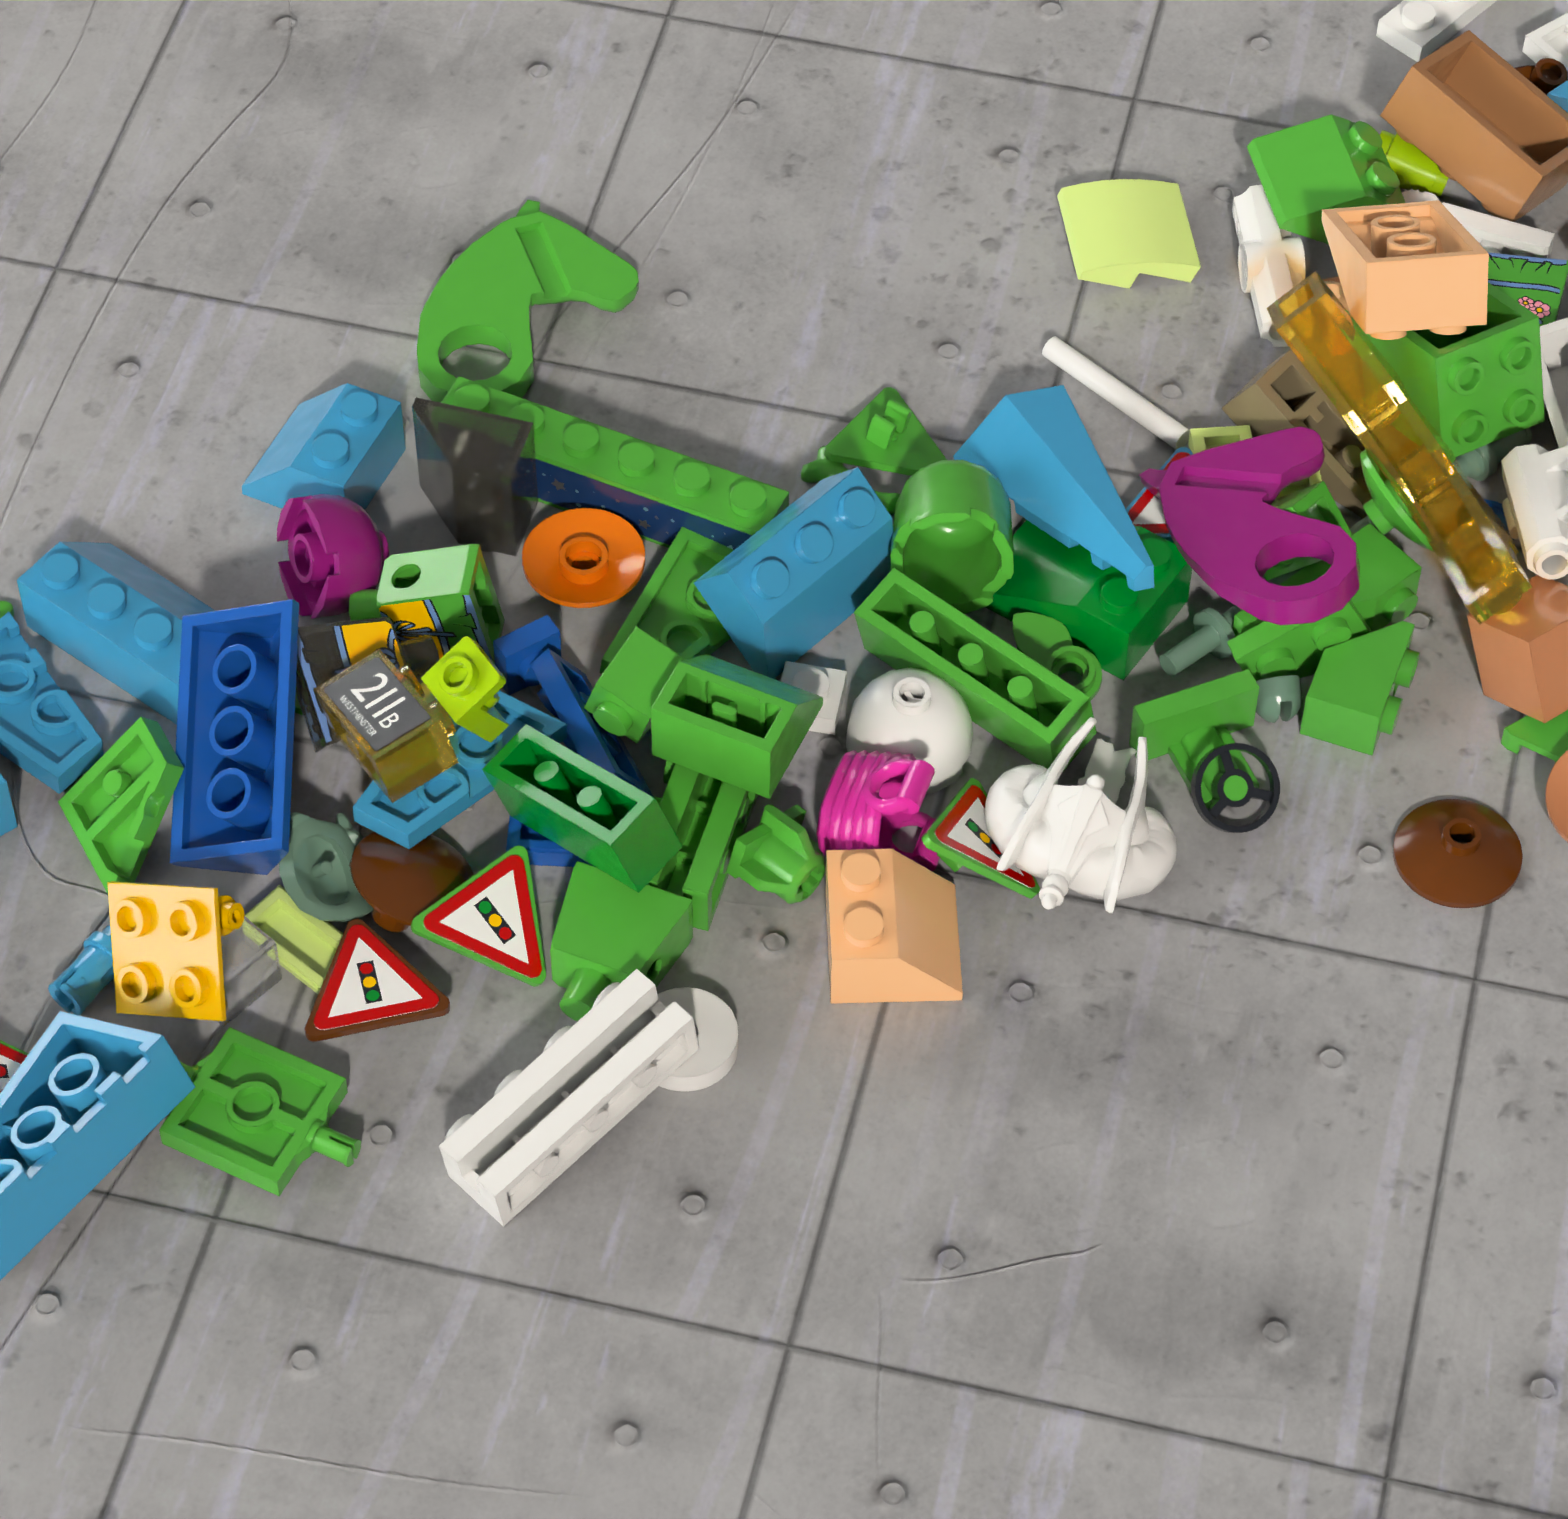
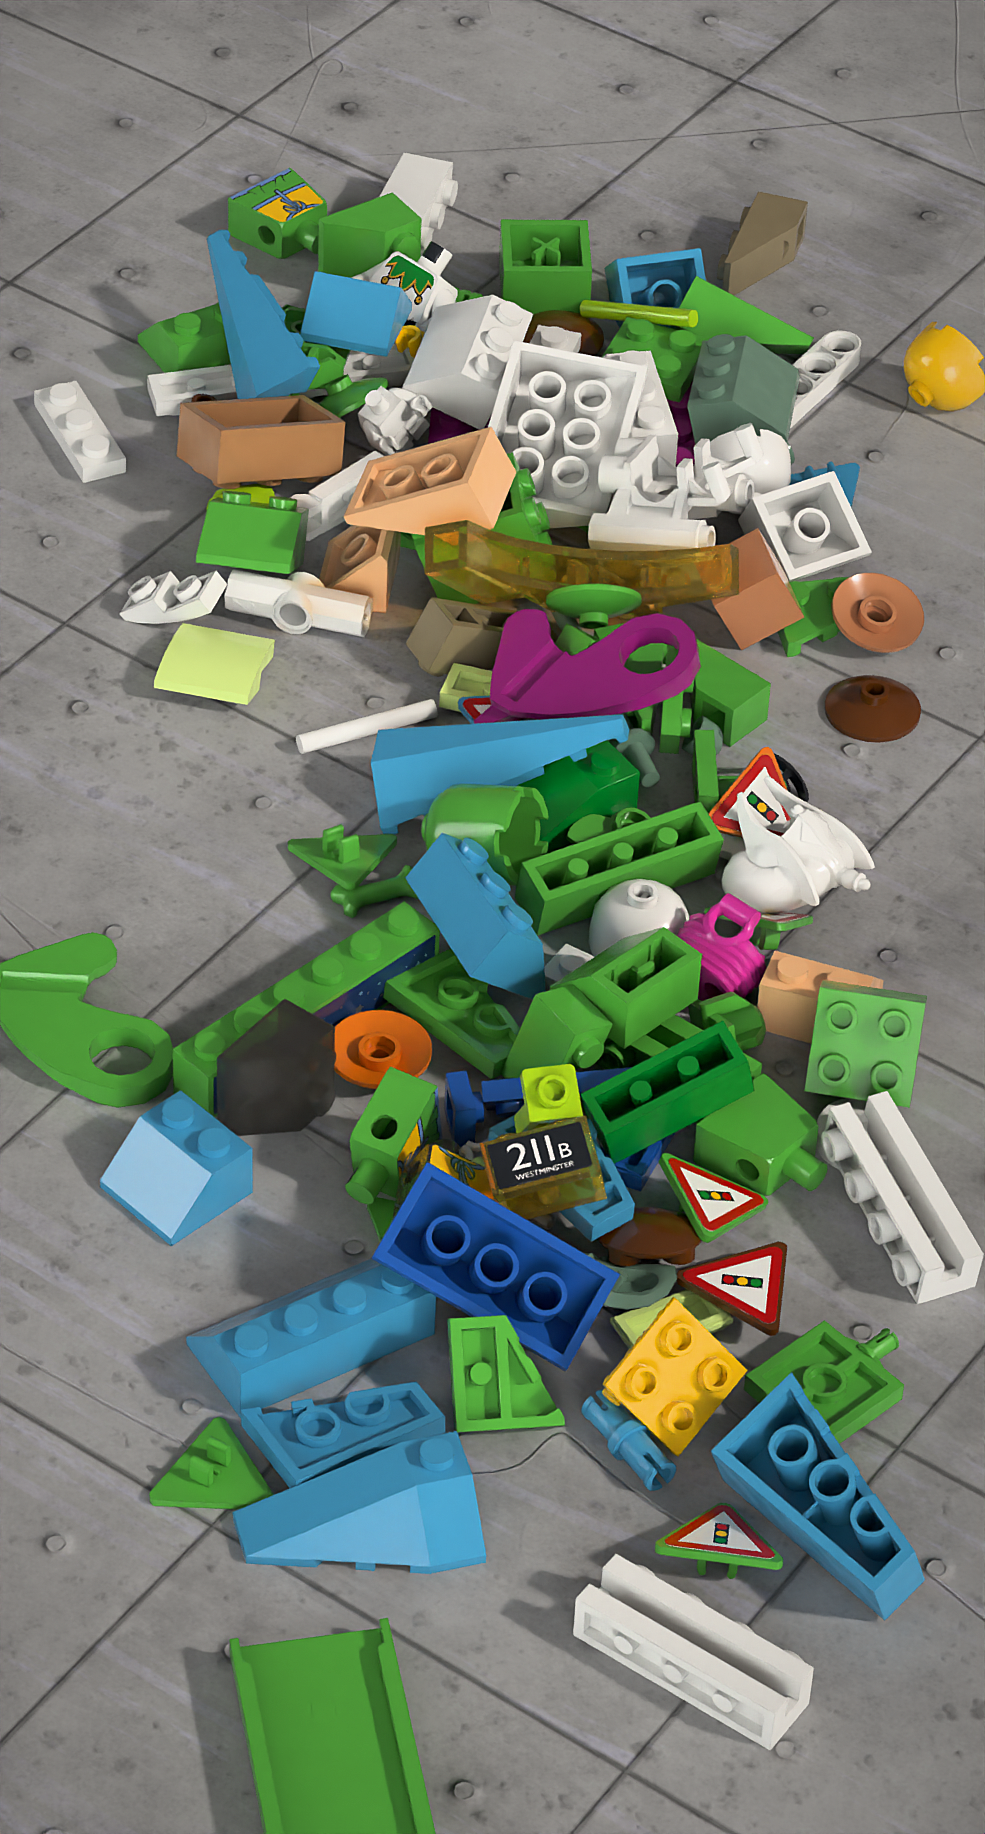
camera: 70 degrees left, 10 degrees down
(330, 552) = (304, 1191): magenta cylinder -> none
(782, 981) = (865, 1042): none -> bright green brick
(1179, 766) = (759, 797): none -> piece
(1207, 158) = (172, 601): none -> white slope

